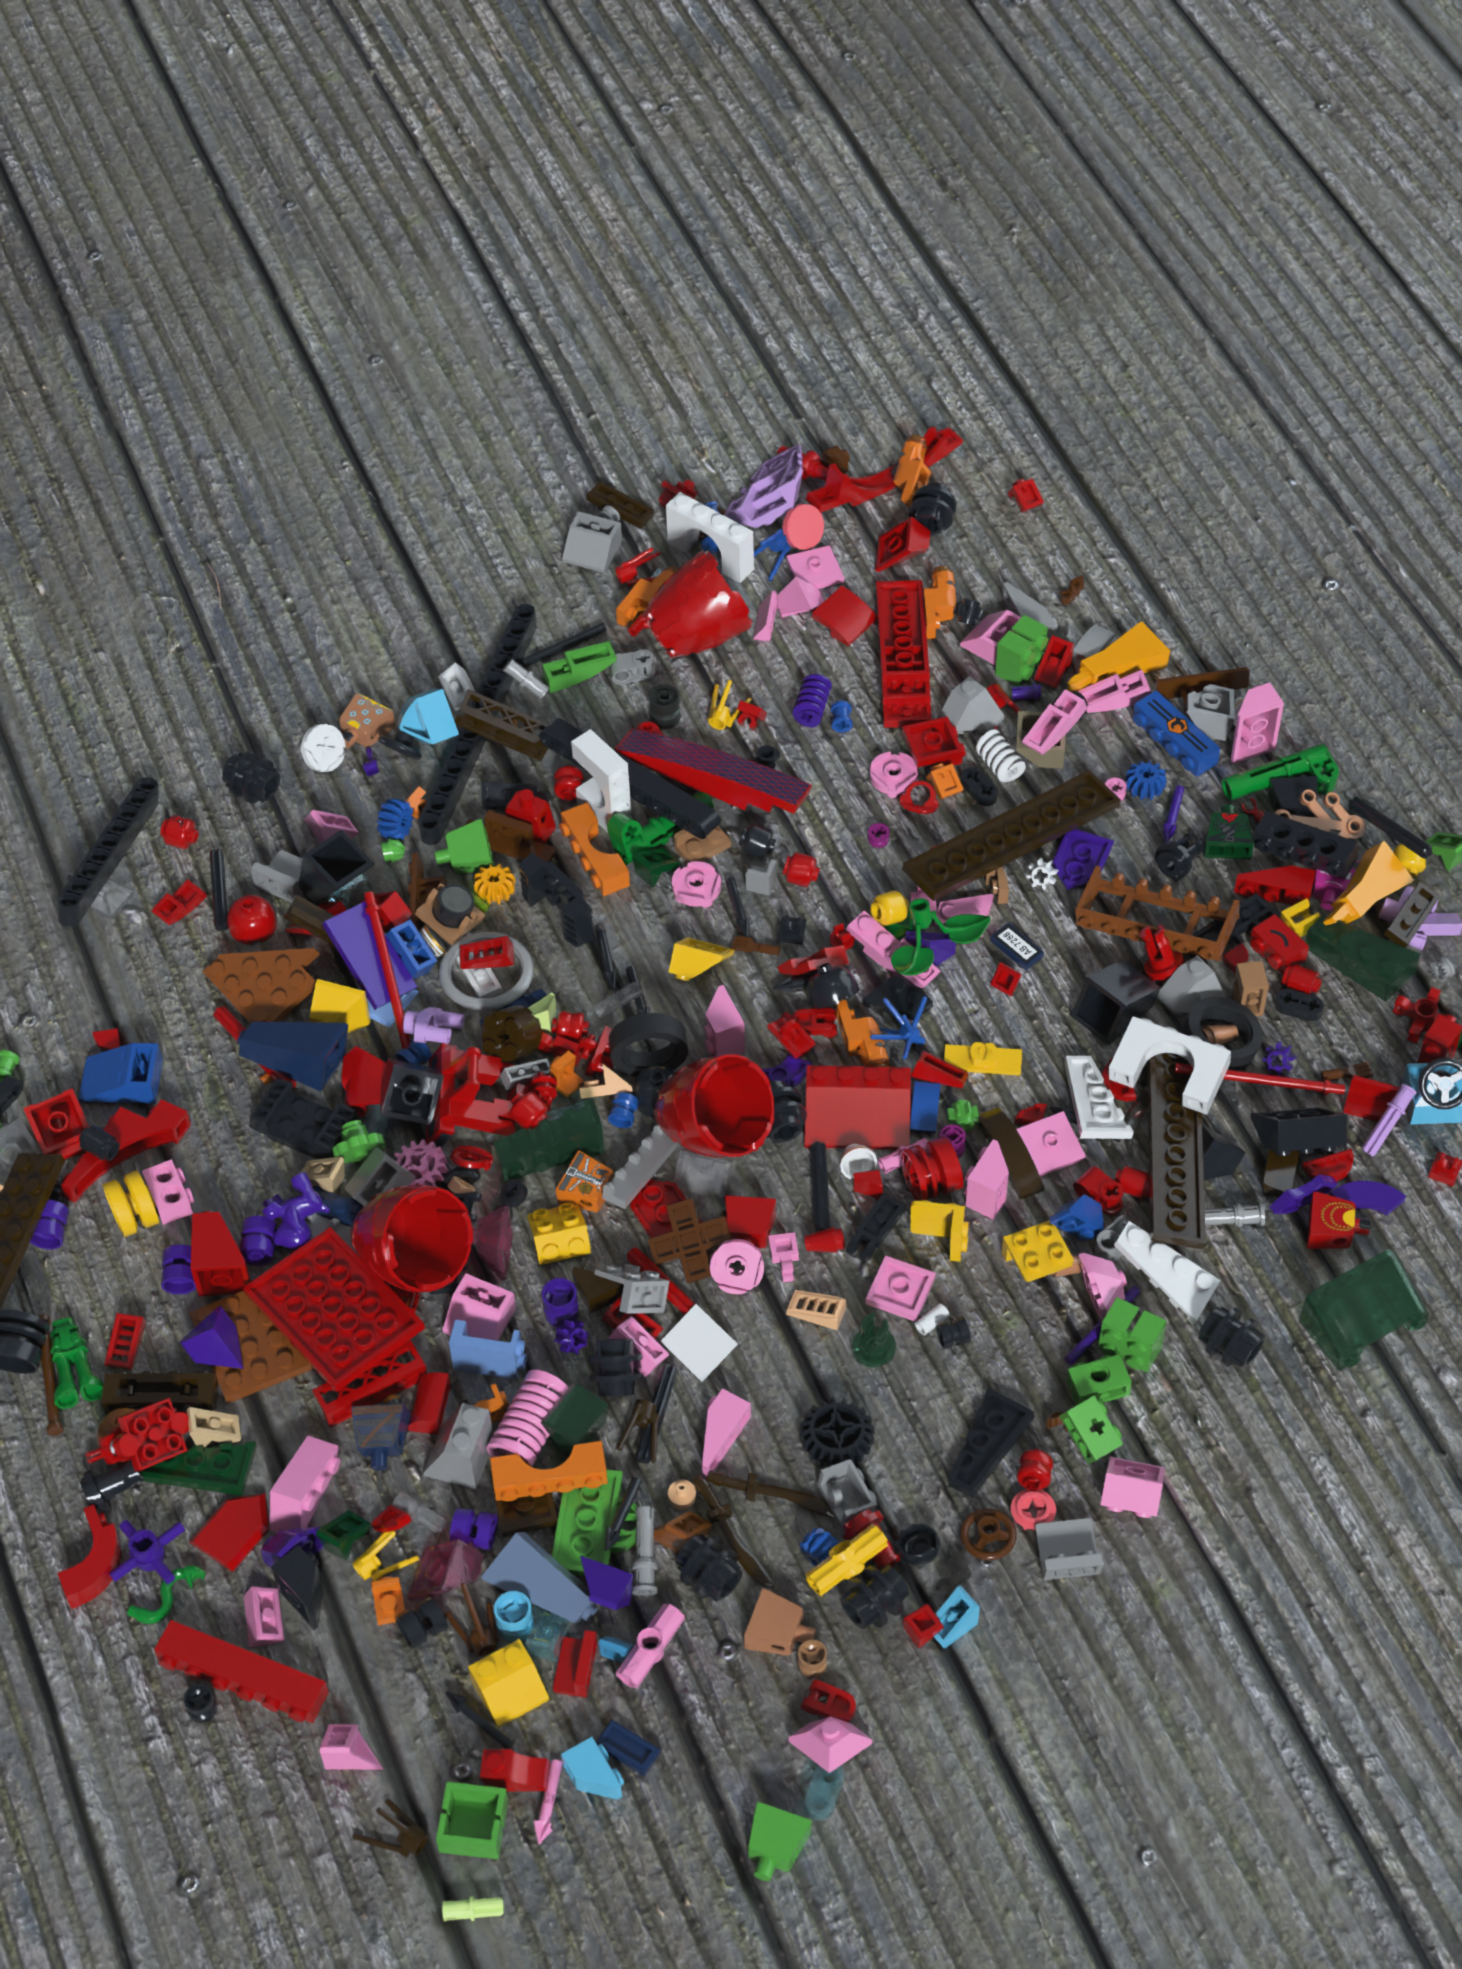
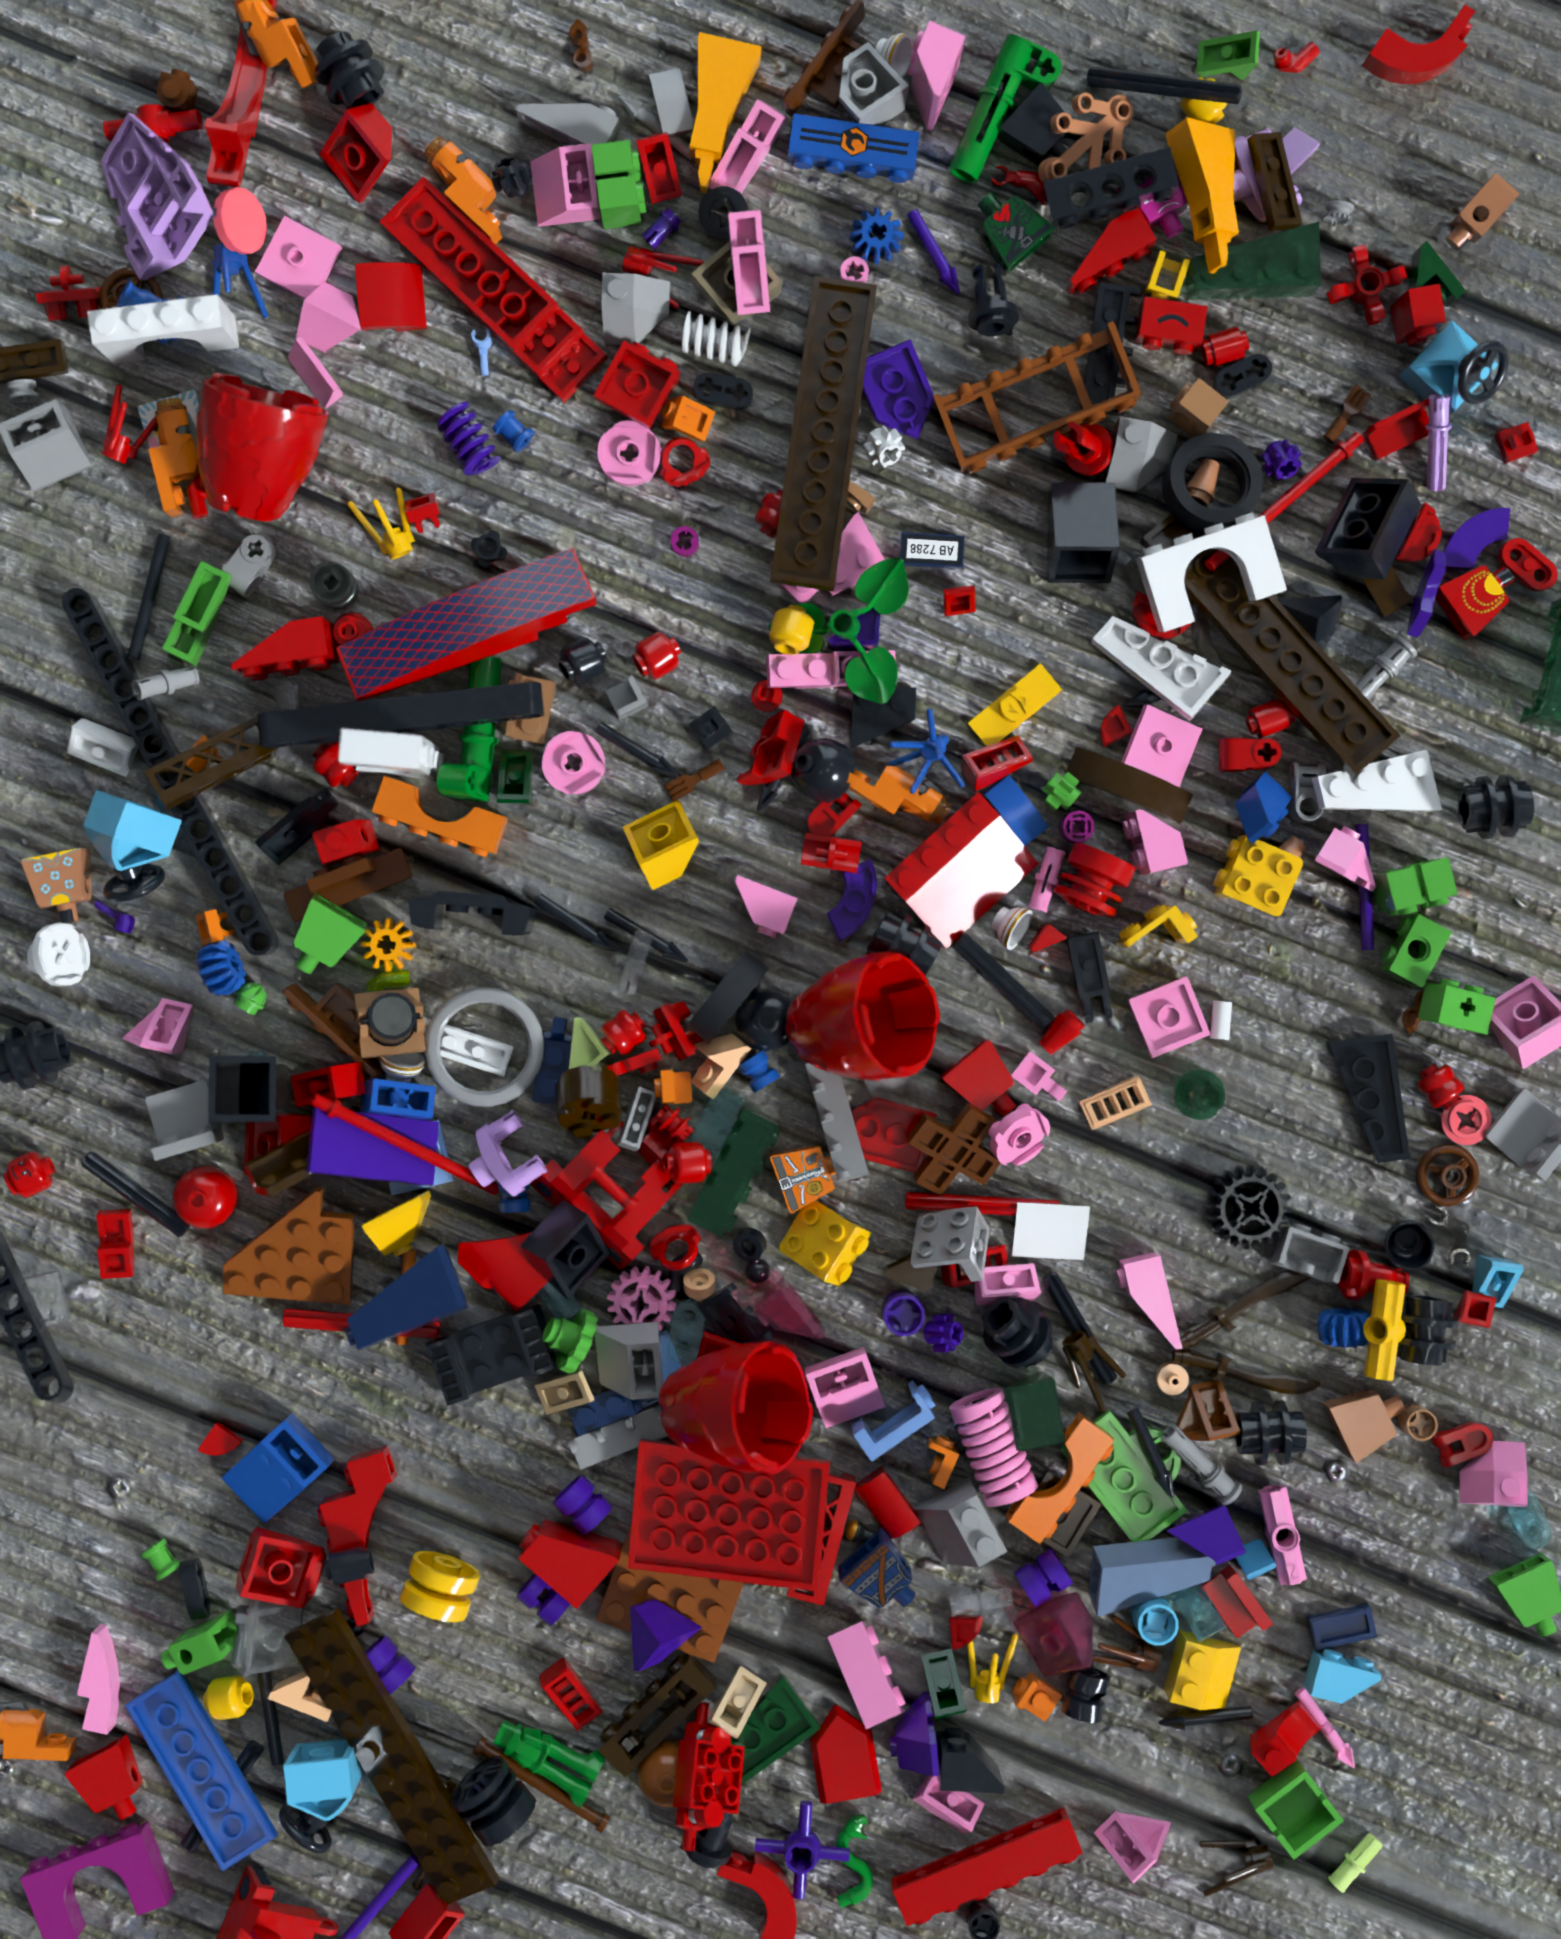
camera: 45 degrees left, 35 degrees up
(166, 1192) = (446, 1543): bright pink brick -> none
(294, 1230) = (590, 1458): dark purple animal -> none
(499, 959) = (488, 1014): red slope -> none
(606, 709) = (291, 648): none -> red slope
(870, 671) = (482, 347): none -> light blue hand
(955, 1332) = (1253, 1018): black wheel -> none
(1236, 956) = (1145, 373): red tile -> none
(1390, 1236) = (1528, 562): none -> red plate

